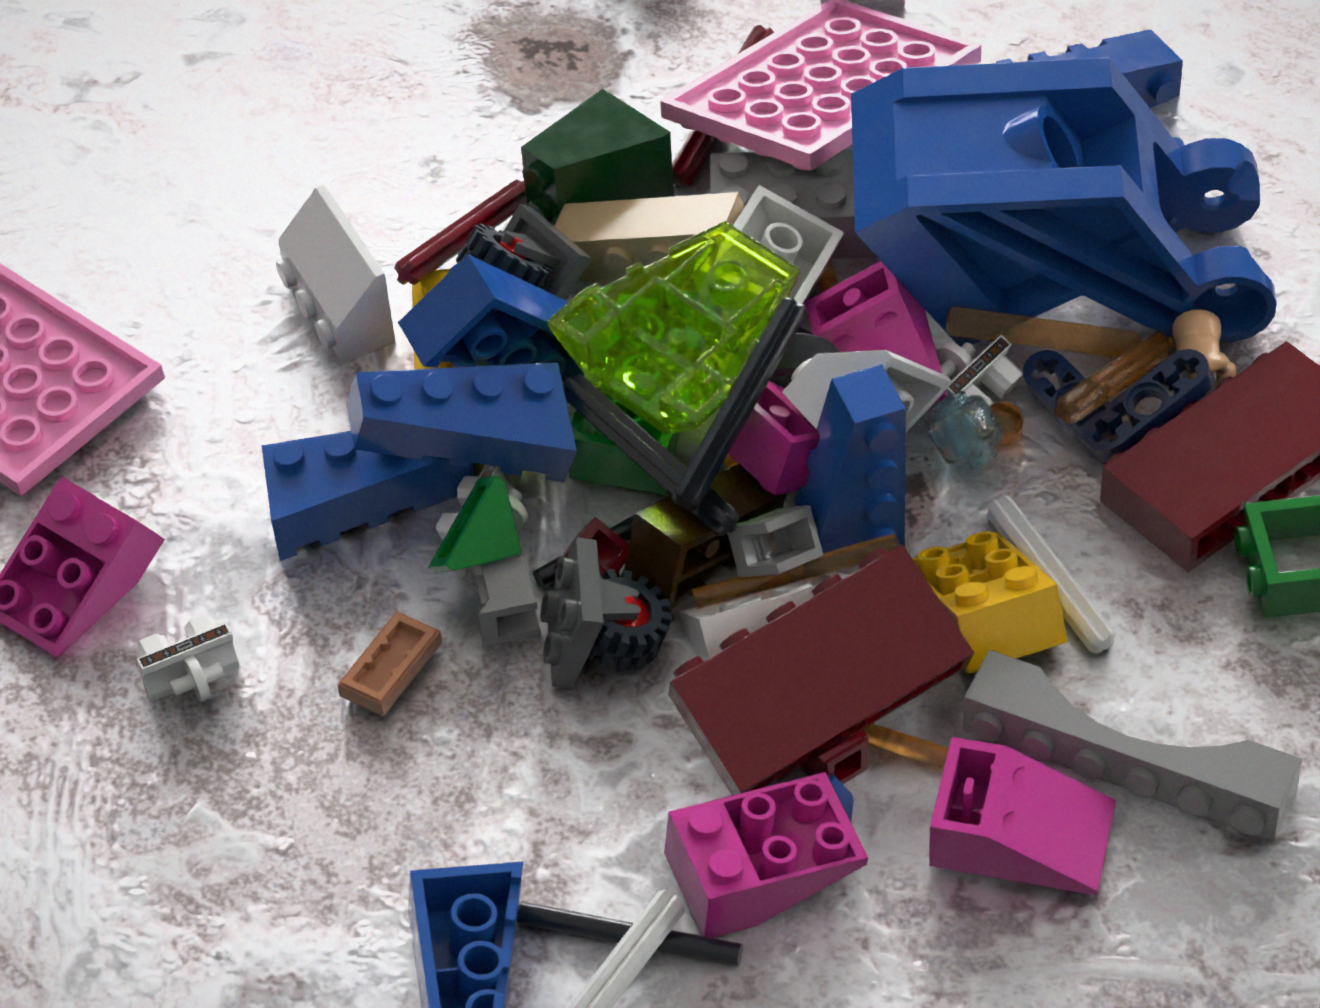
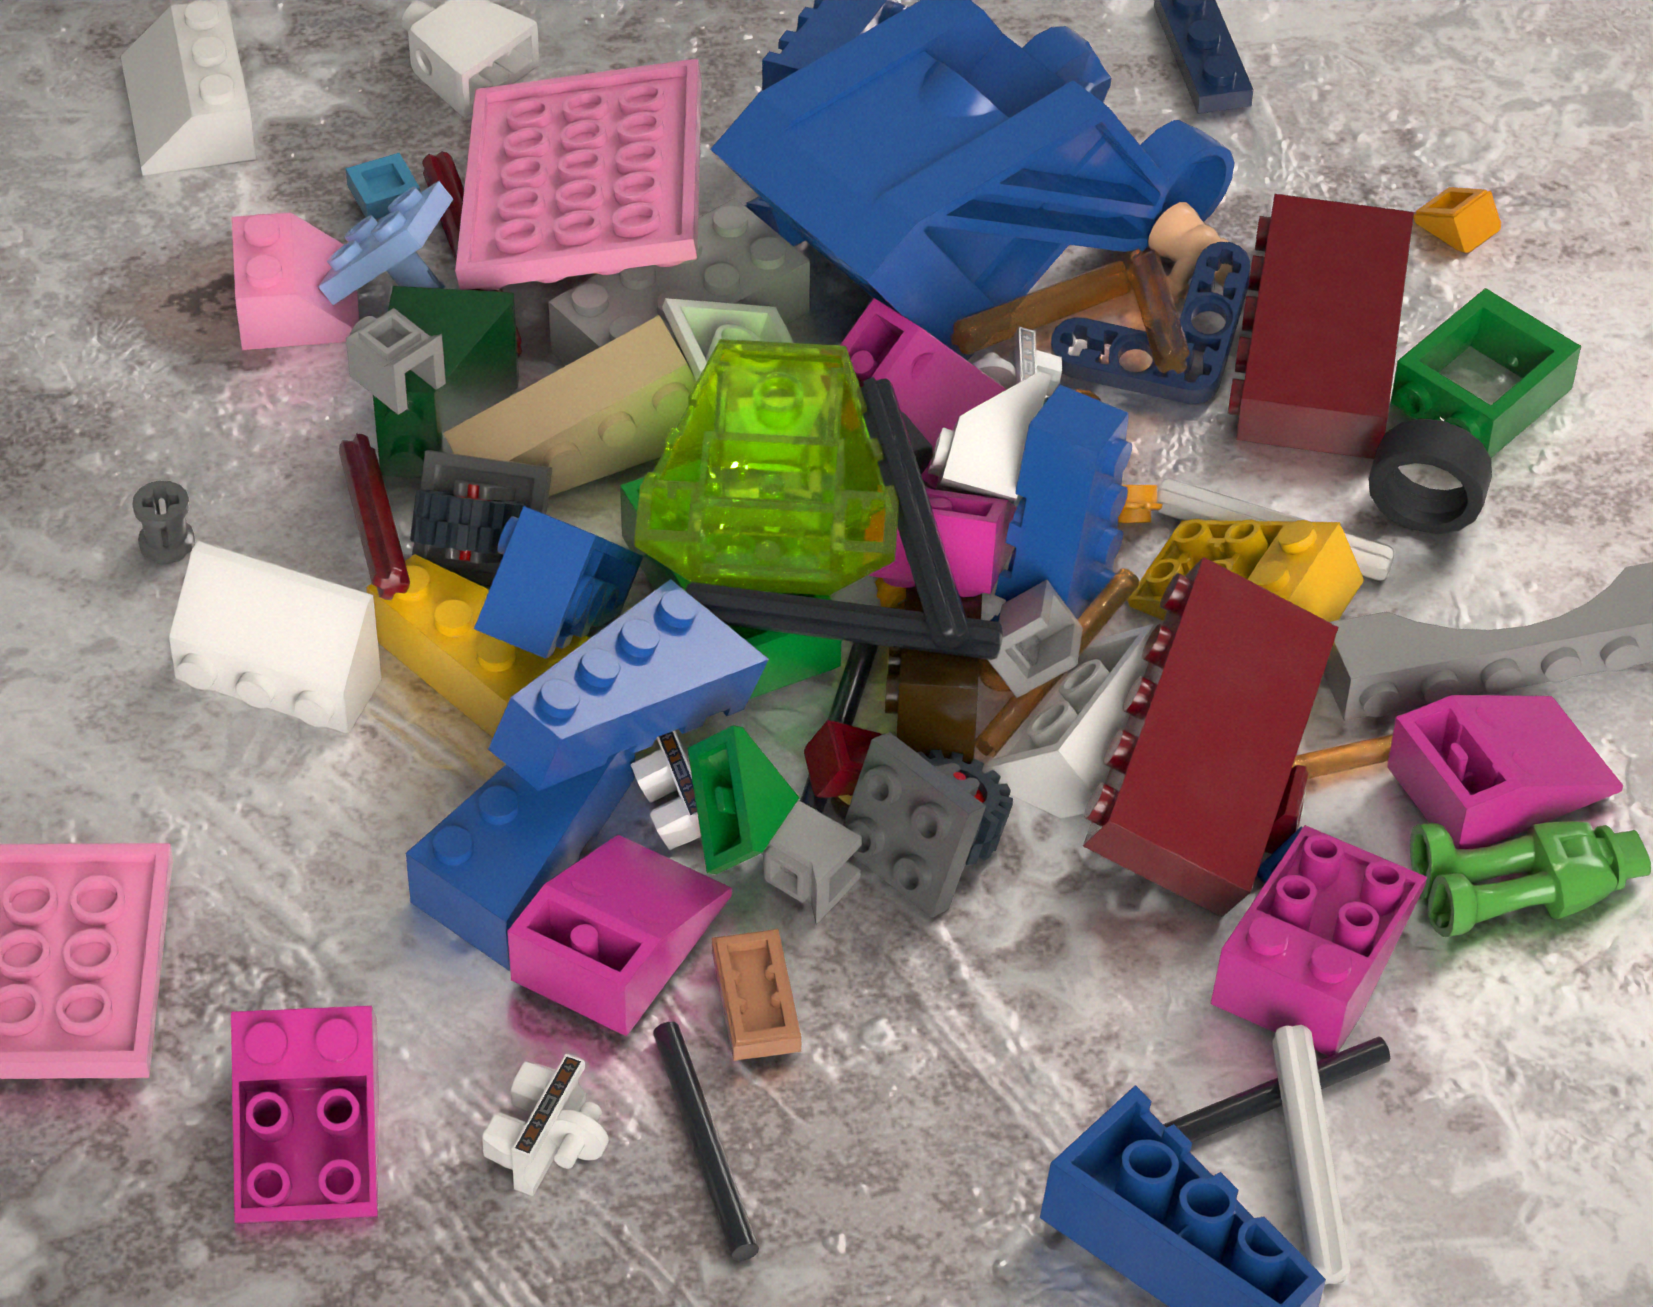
camera: 45 degrees left, 0 degrees up
(271, 733) = (706, 1142): none -> black bar
(348, 568) = (612, 931): none -> dark pink slope
(361, 164) = (179, 532): none -> dark grey bush
(539, 119) = (386, 349): none -> light grey window
(583, 55) = (277, 283): none -> bright pink slope
(656, 66) = (389, 245): none -> light blue plate
(712, 32) = (379, 183): none -> dark azure plate
(967, 498) = (1139, 504): none -> light orange plate
(996, 916) = (1564, 863): none -> bright green piece
(1180, 596) = (1436, 445): none -> black tyre

